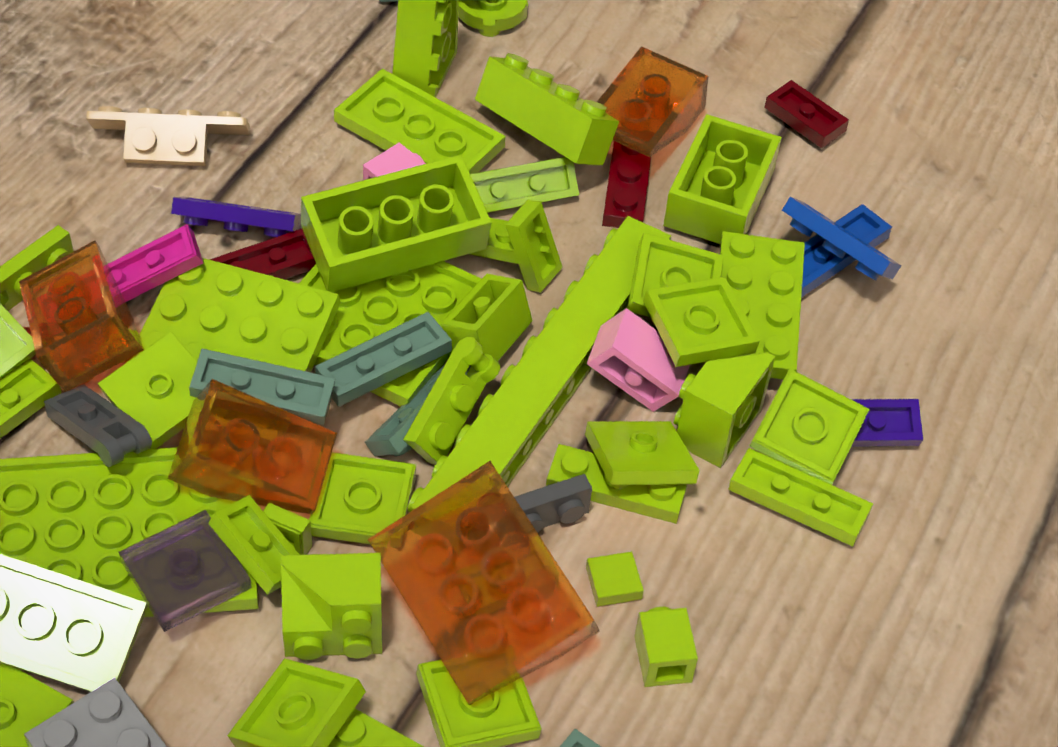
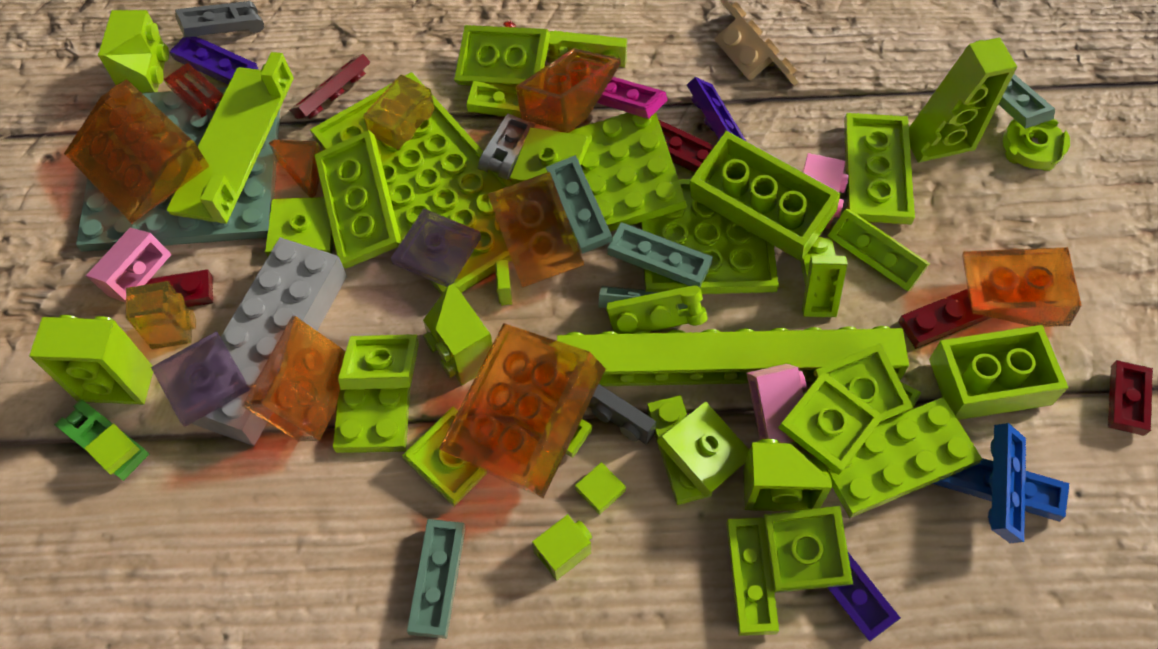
camera: 65 degrees right, 10 degrees up
(253, 541) = (476, 269): lime plate -> none
(361, 497) = (557, 306): lime plate -> none
(492, 314) = (740, 296): lime brick -> none
(547, 109) = (951, 226): lime brick -> none

